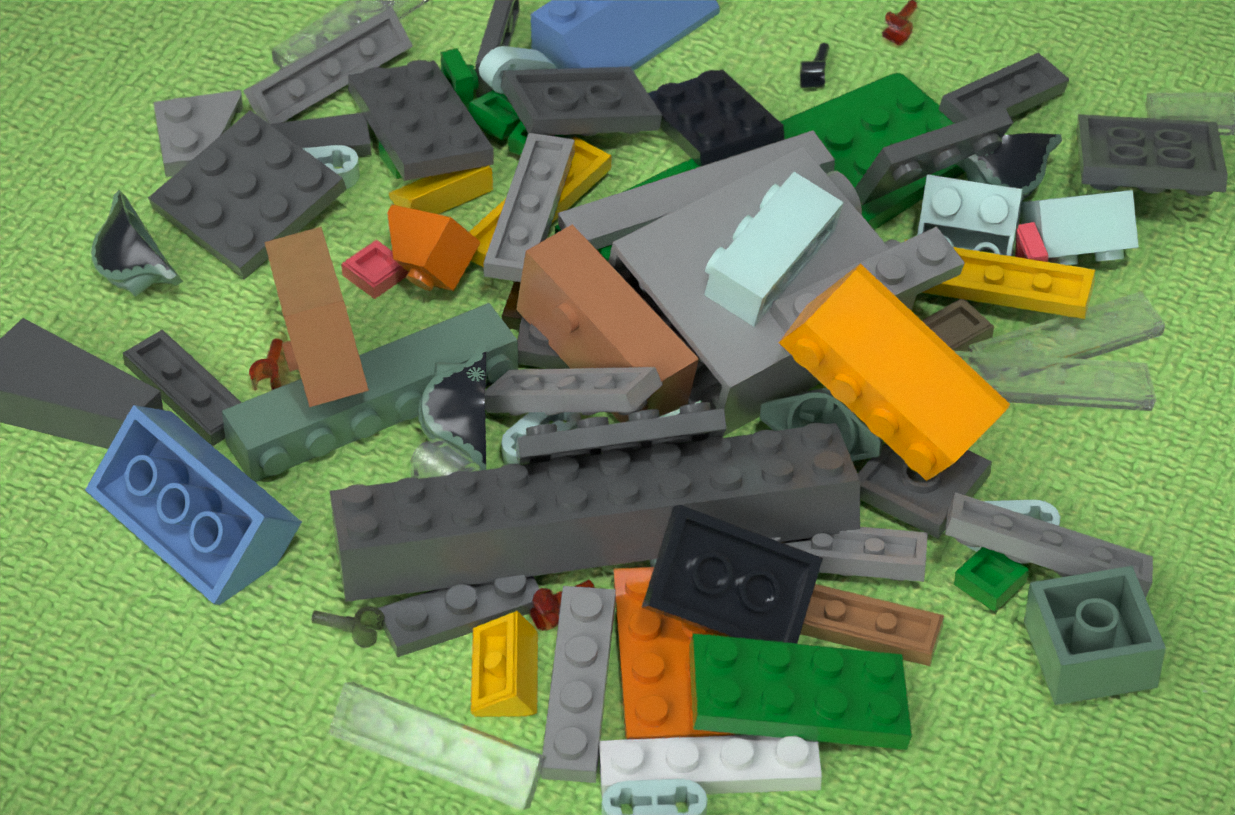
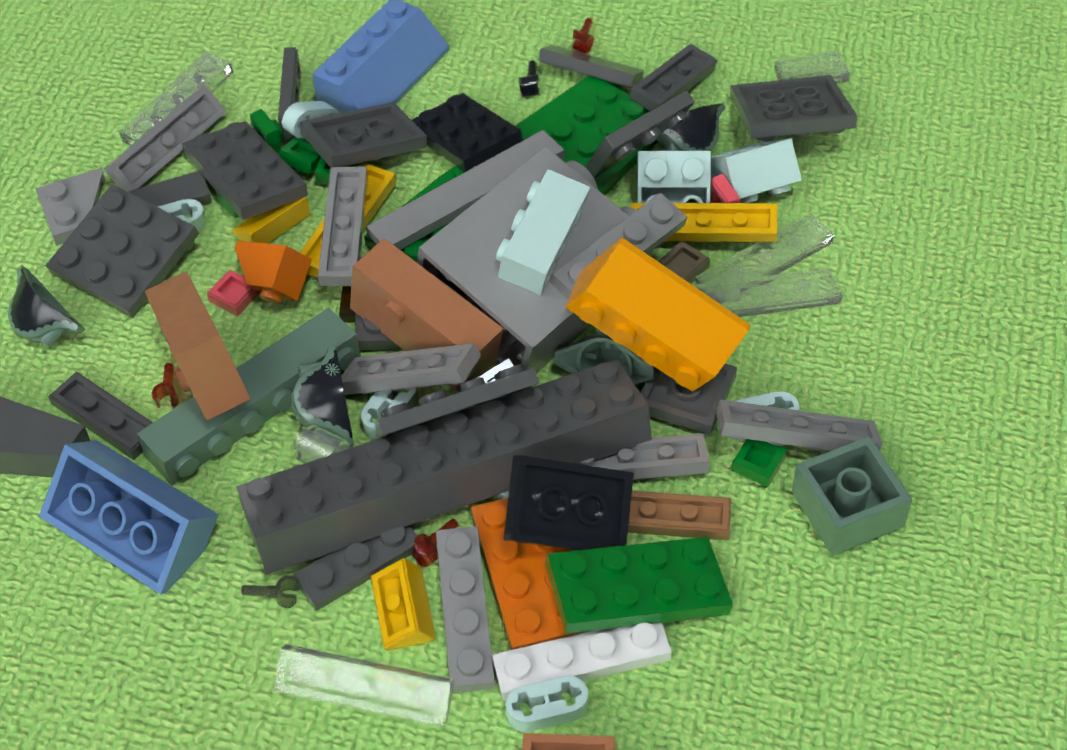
camera: 10 degrees left, 5 degrees up
(898, 60) = (590, 65): none -> dark grey tile

